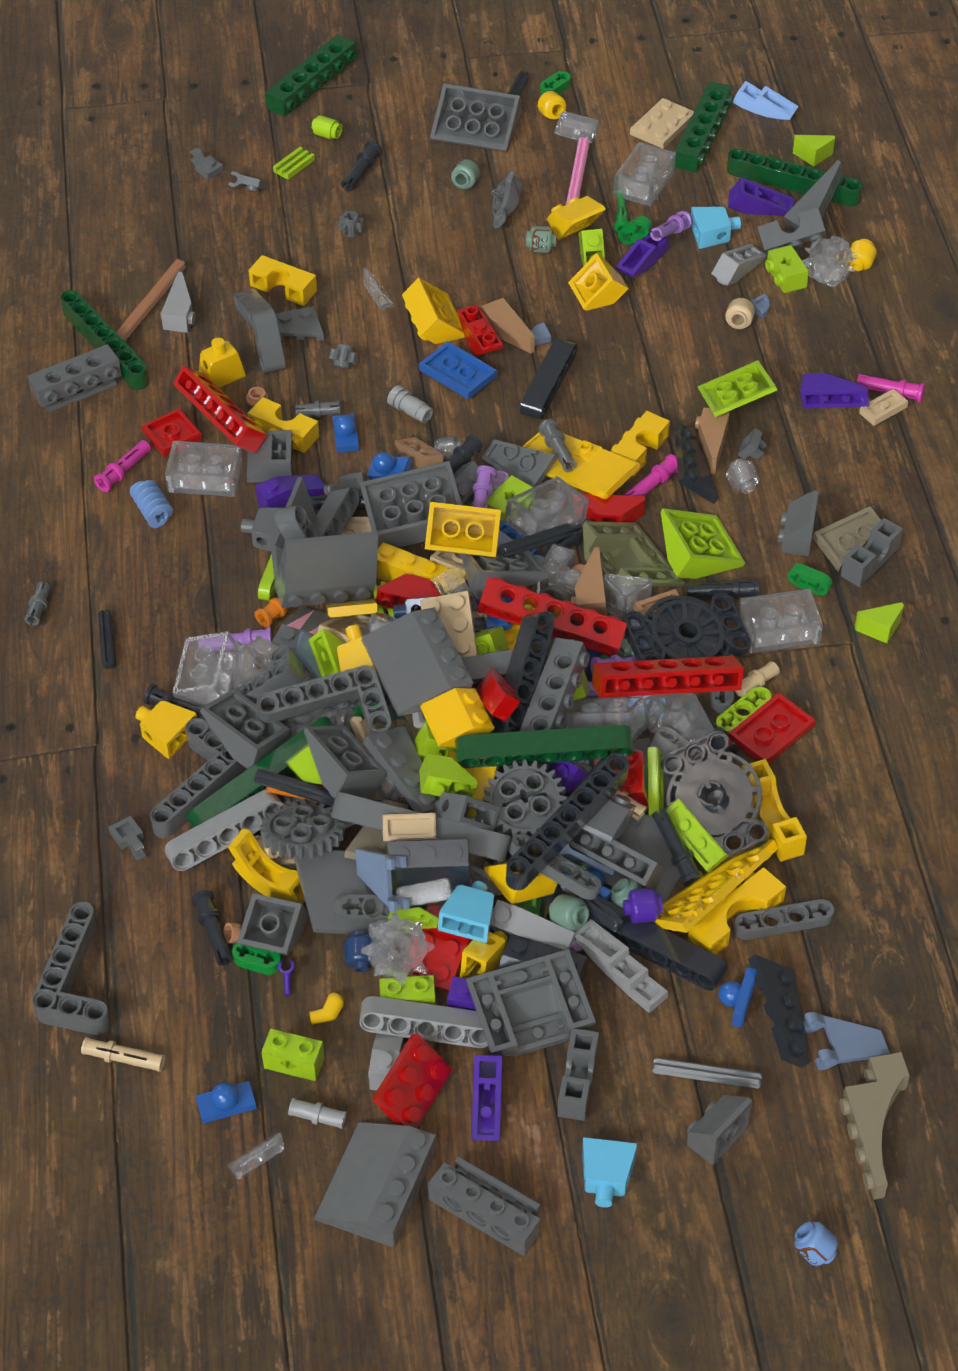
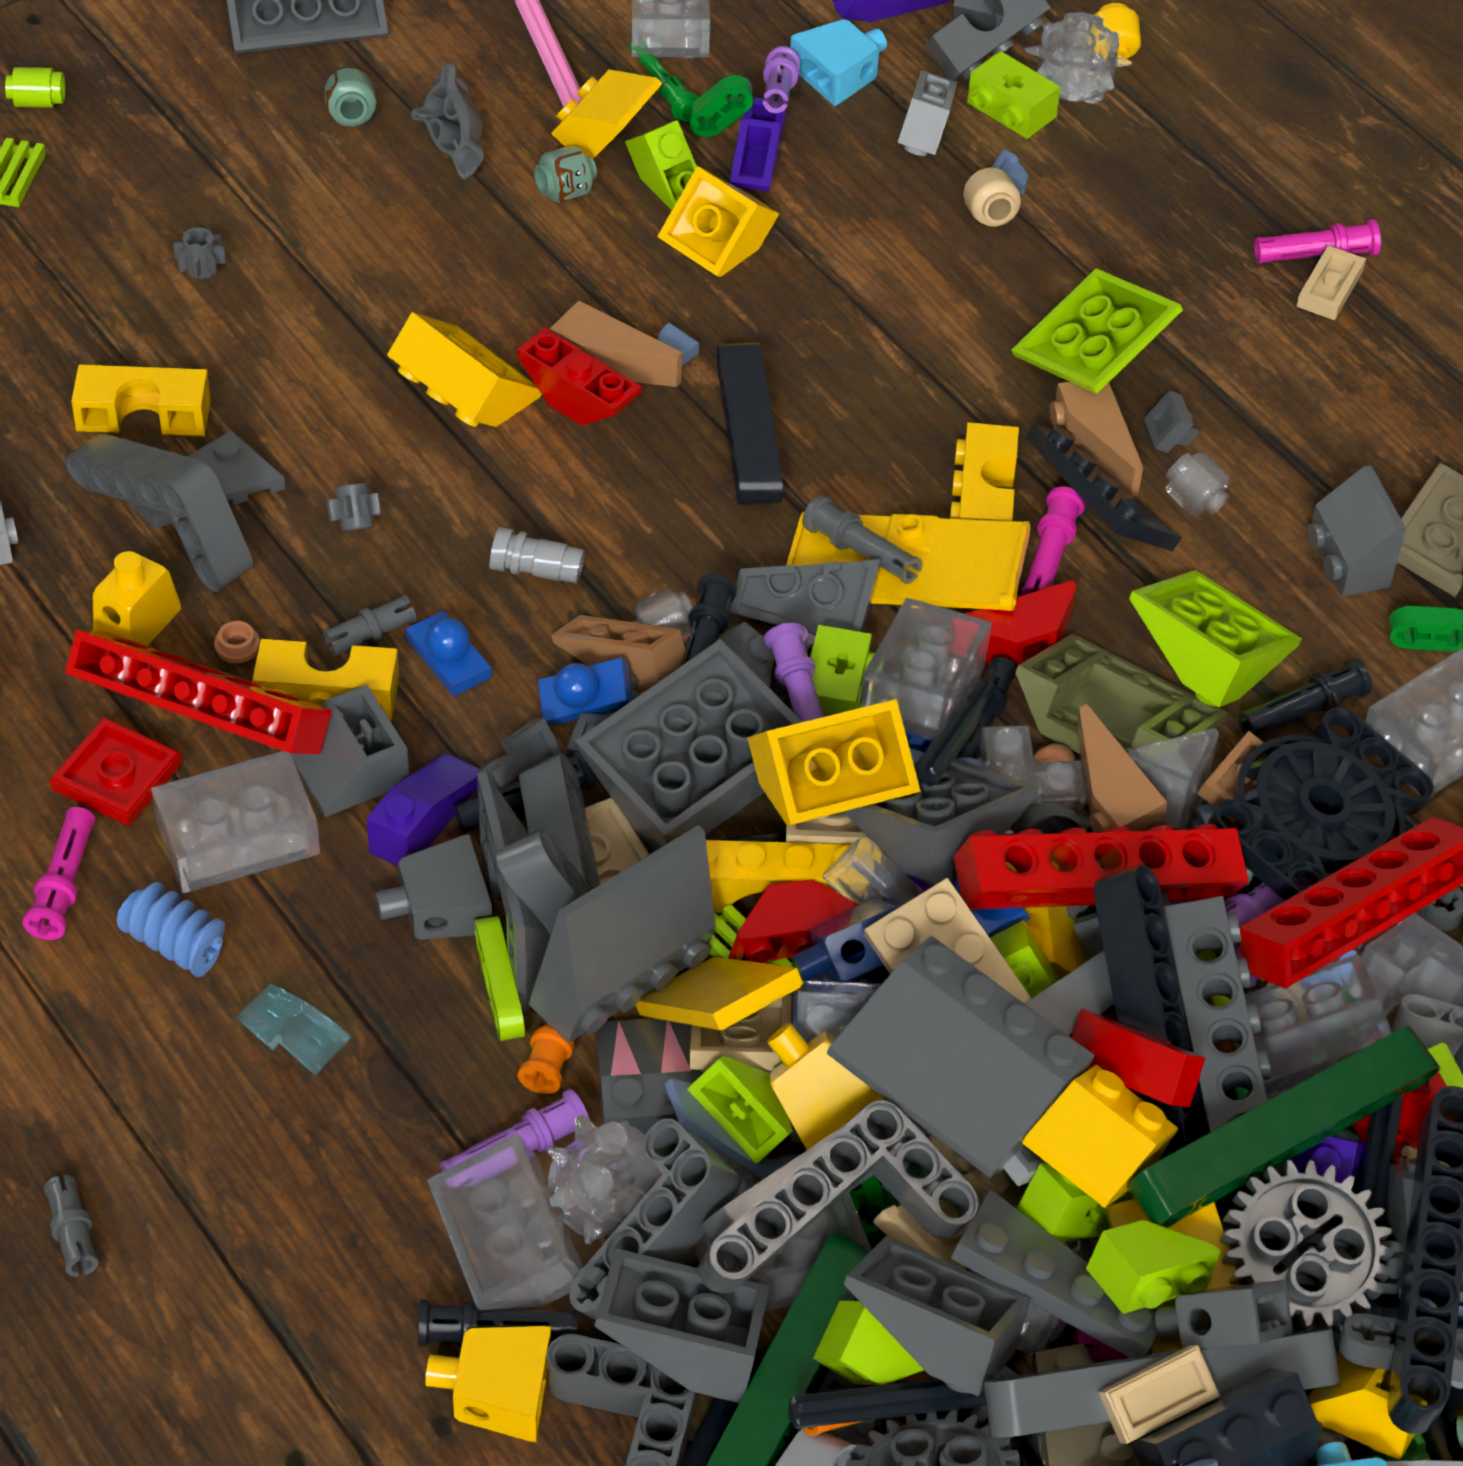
camera: 30 degrees left, 0 degrees up
(106, 639) = (257, 1244): black axle -> none
(176, 560) = (296, 1025): none -> clear light blue slope
(364, 160) = (147, 128): black pin -> none
(376, 290) = (327, 362): clear slope -> none
(457, 370) = (576, 462): blue plate -> none
(830, 391) = (1241, 283): dark purple slope -> none

